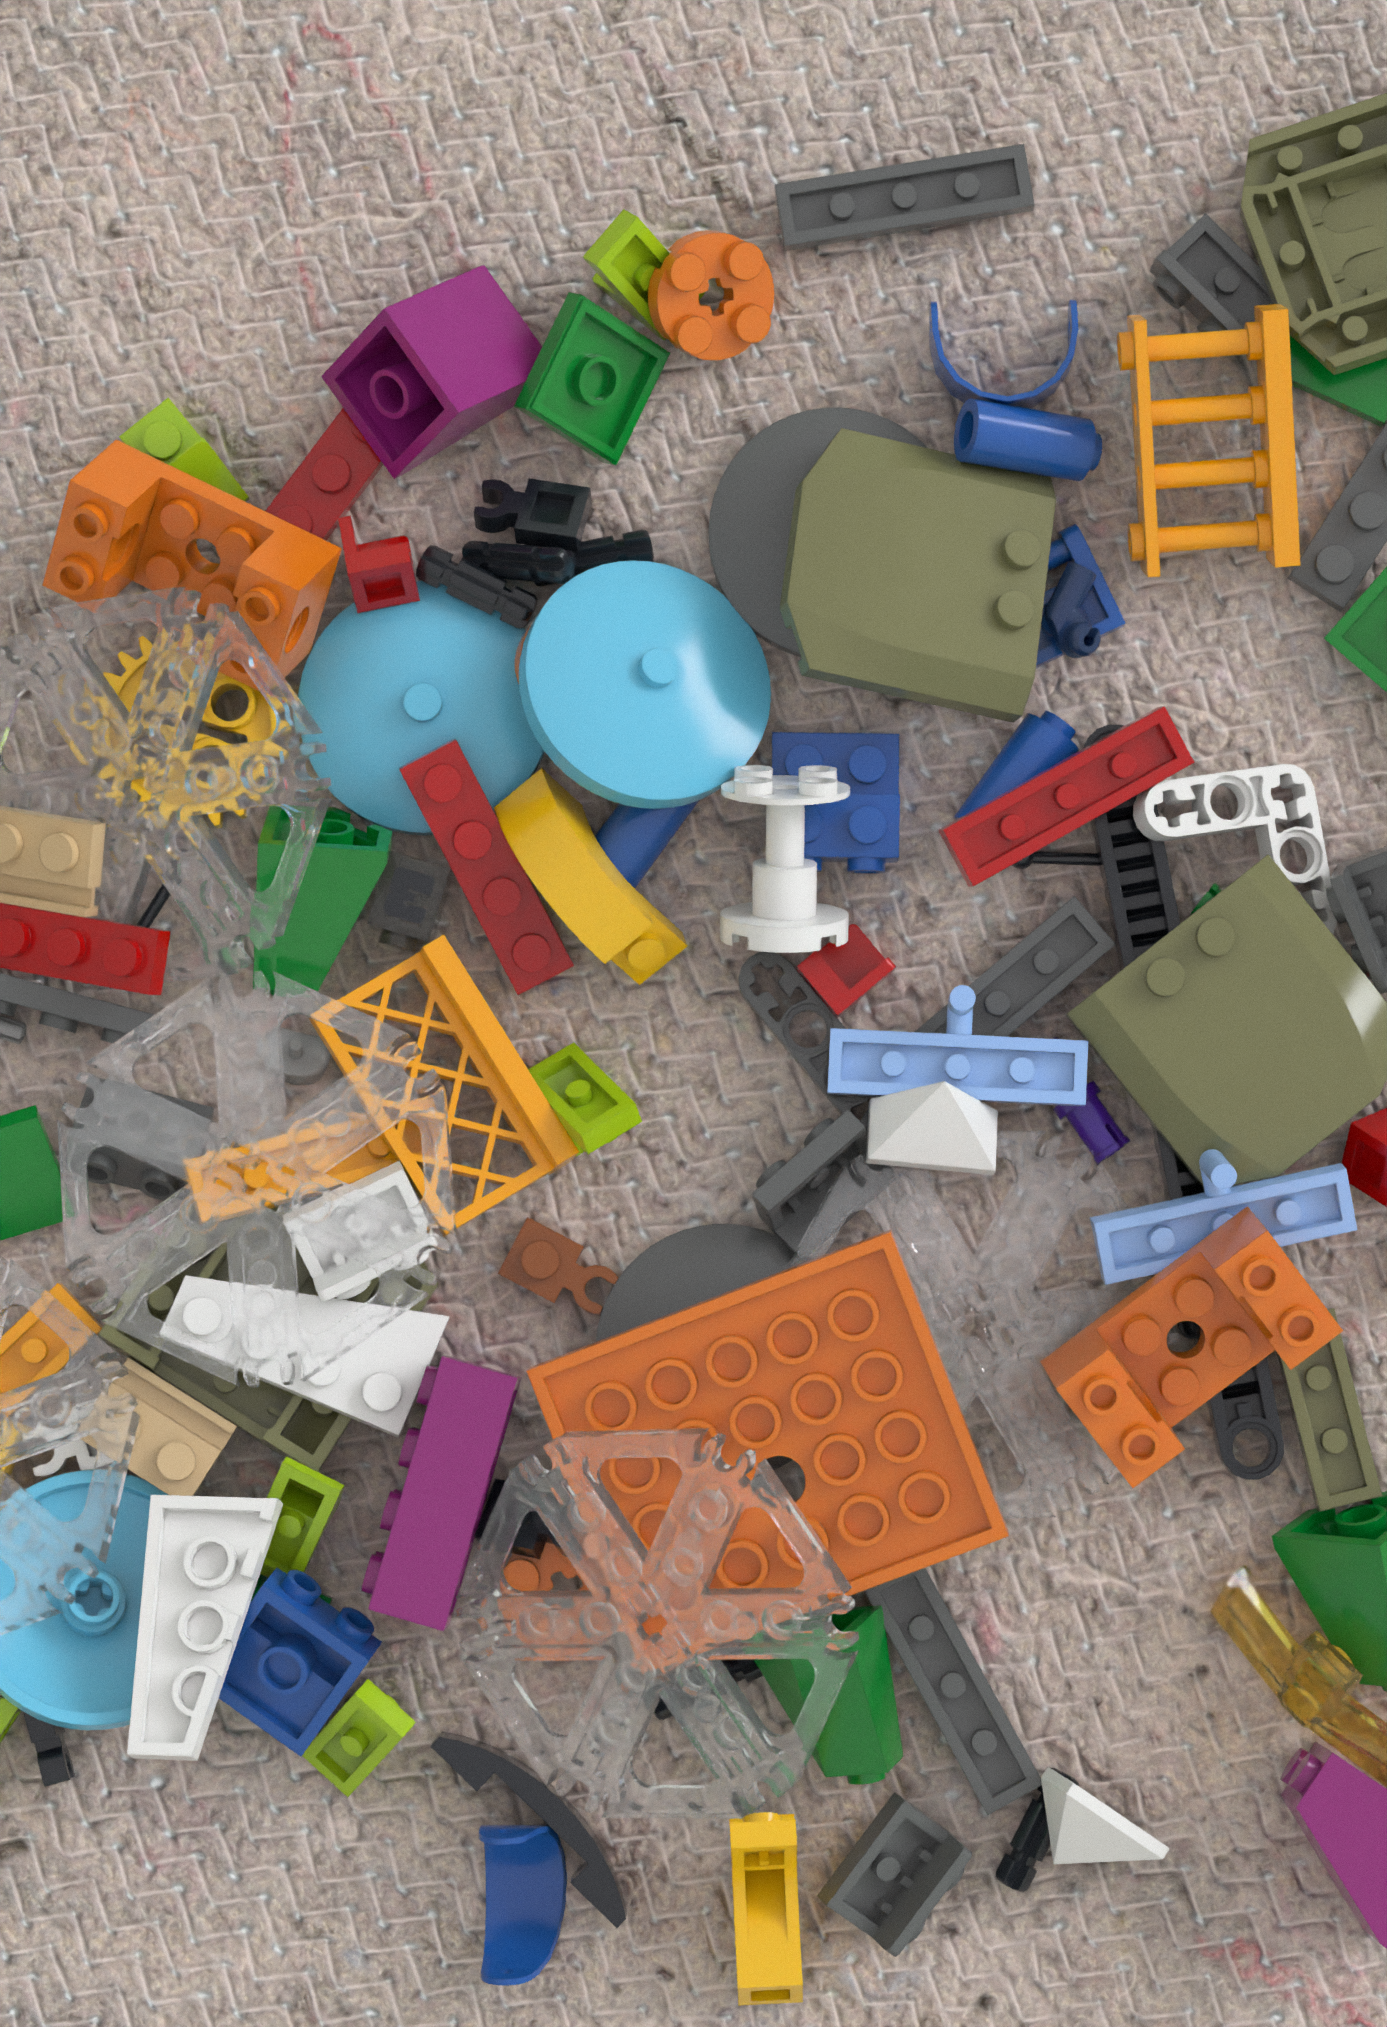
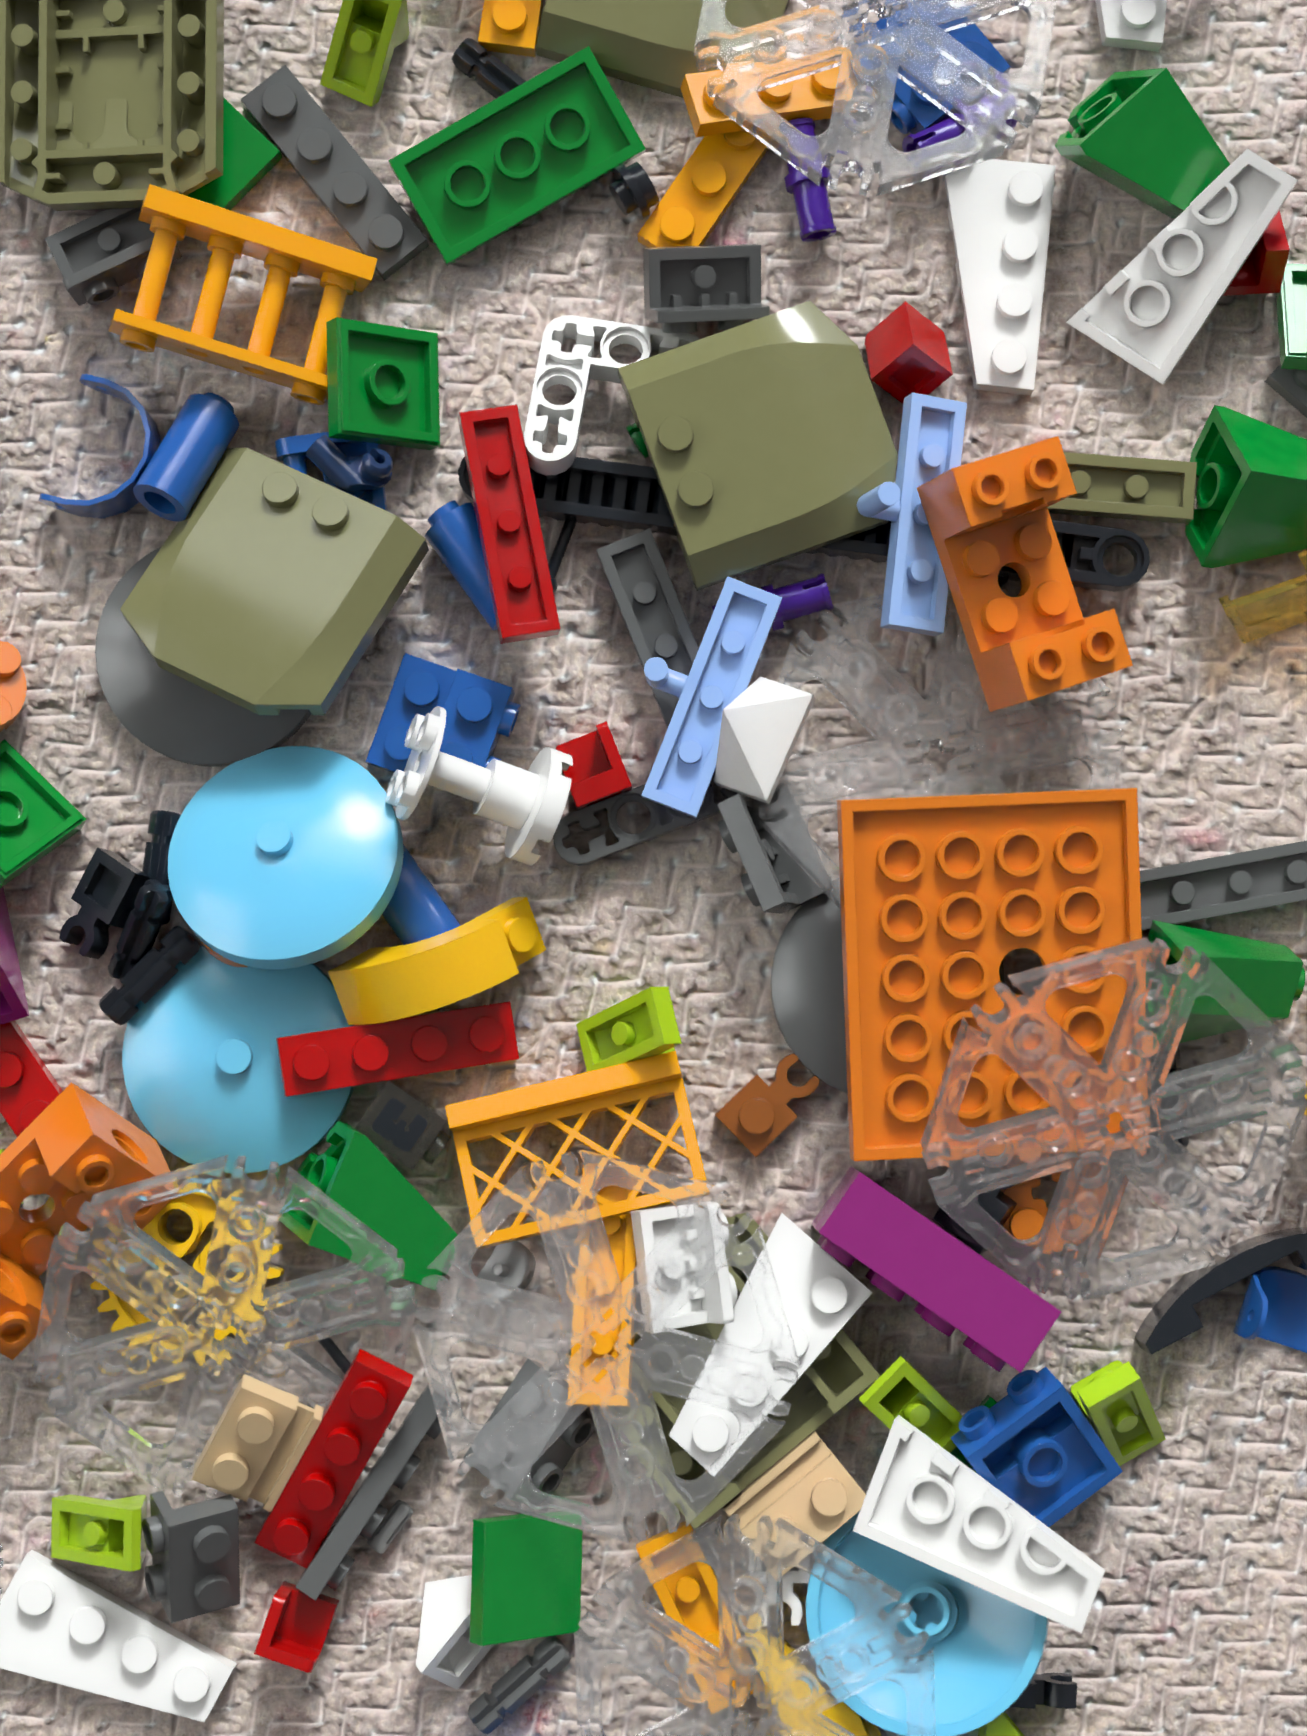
camera: 70 degrees left, 0 degrees up
(378, 570) = (106, 1056): red panel -> none
(1171, 616) = (382, 384): none -> green tile

